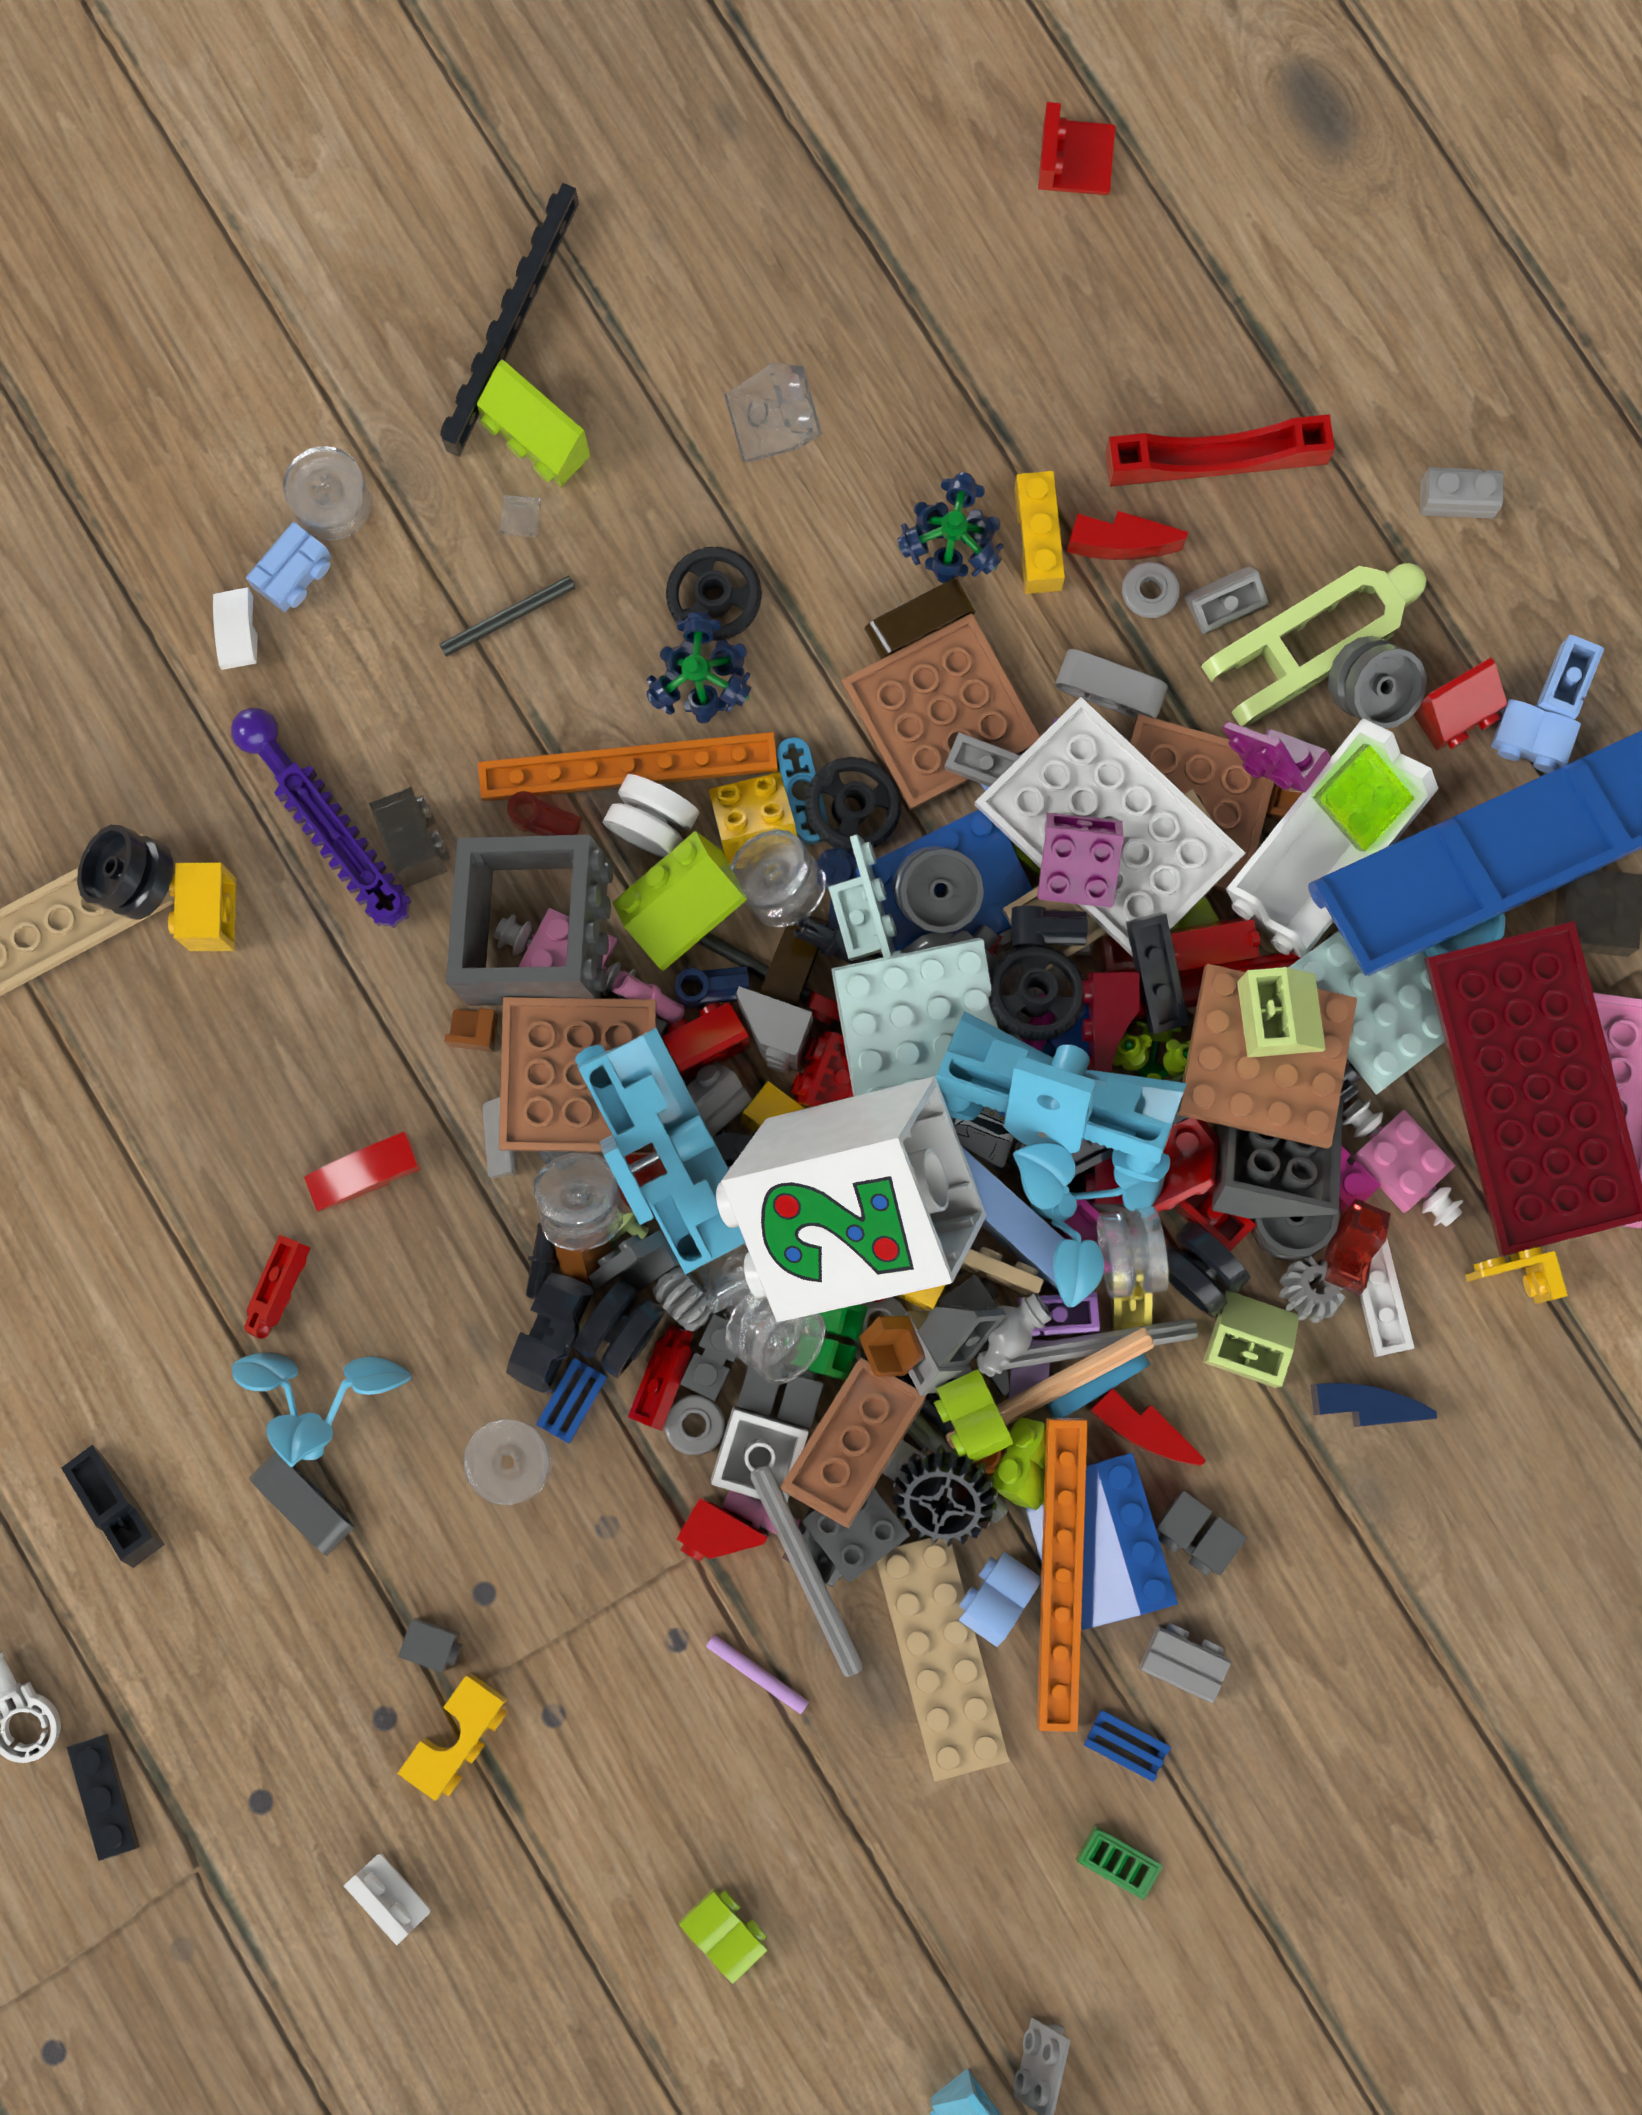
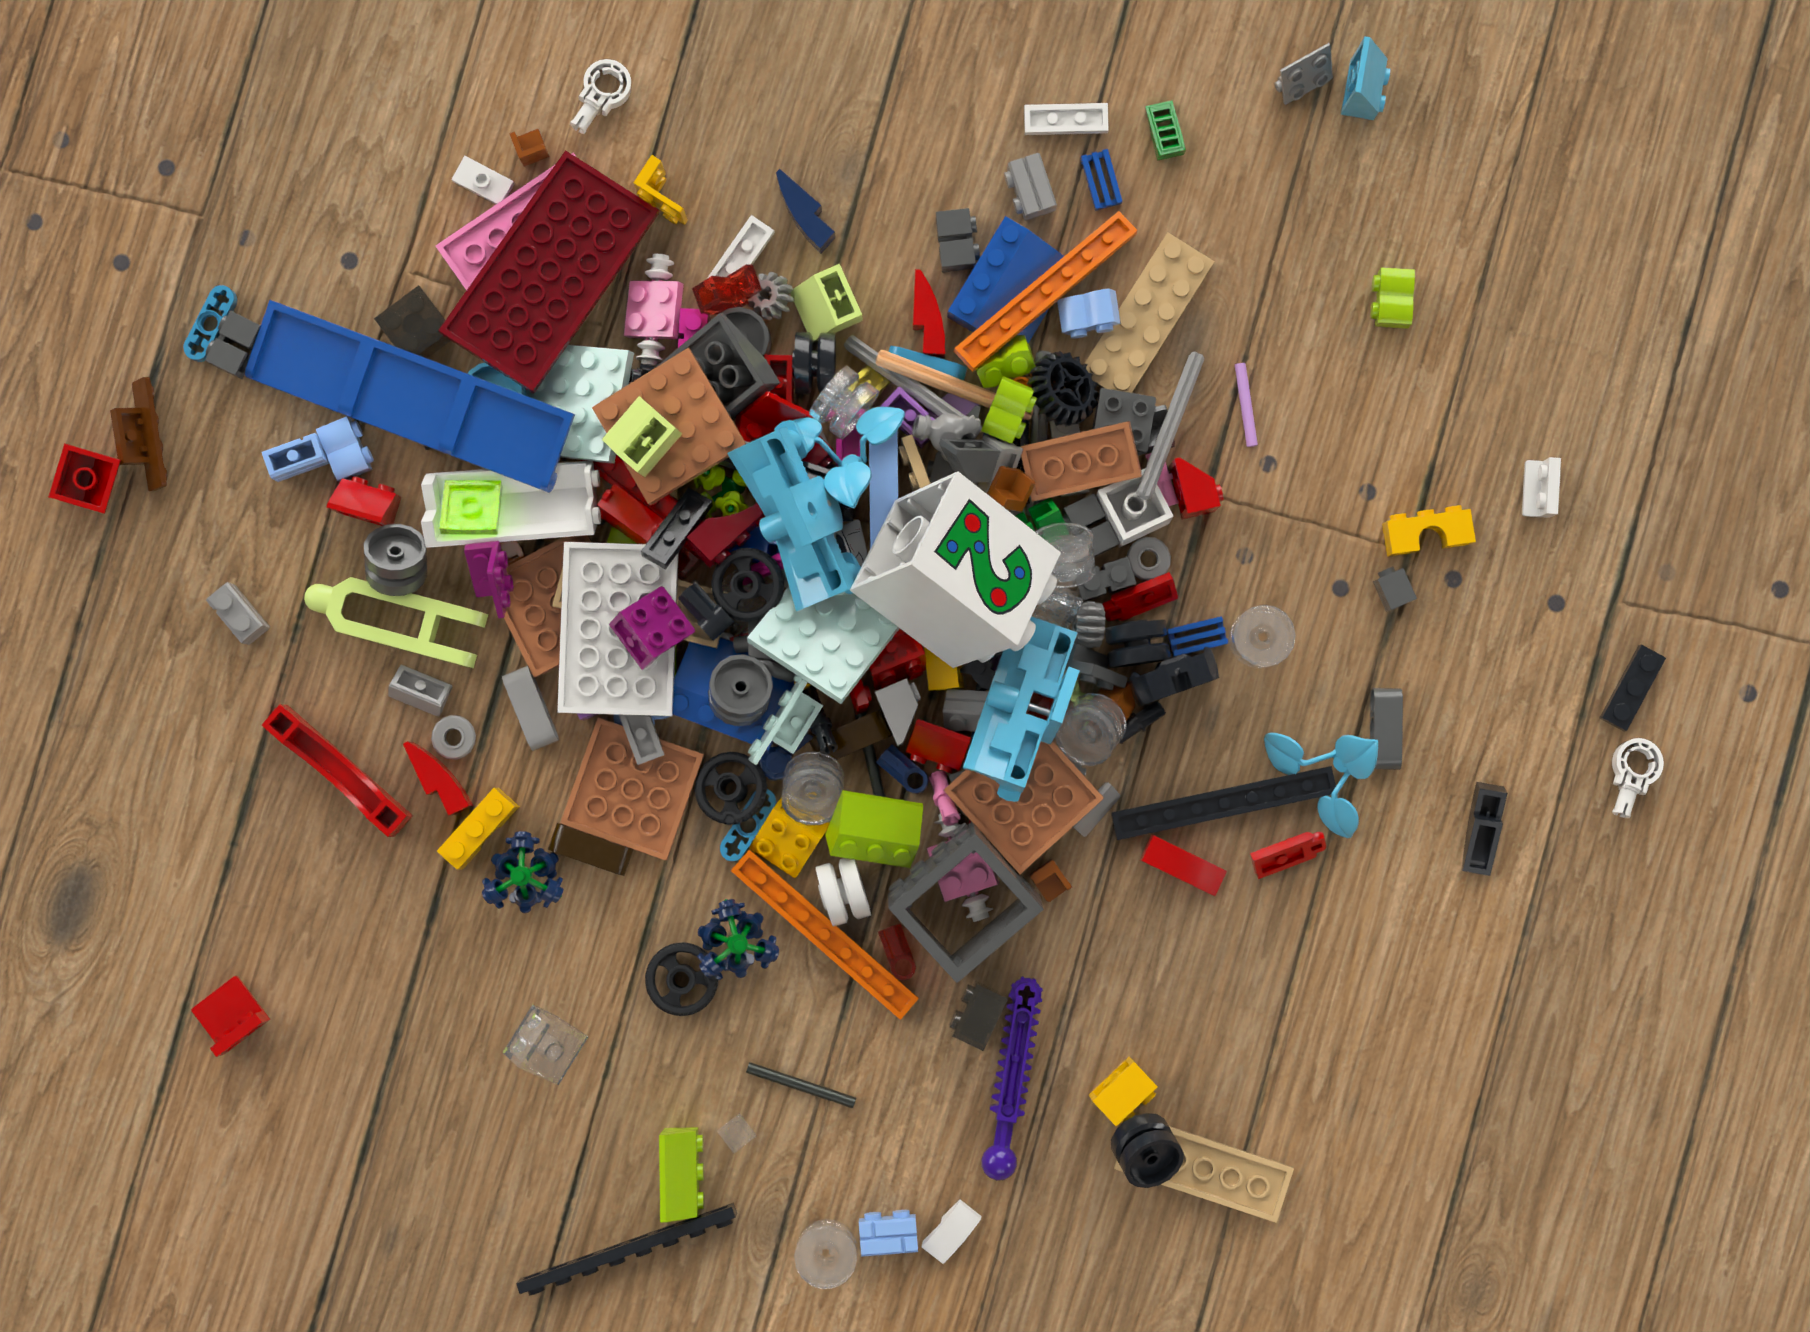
camera: 135 degrees left, 5 degrees up
(384, 1270) = (1223, 803): none -> black plate
(1224, 1768) = (1066, 119): none -> white plate

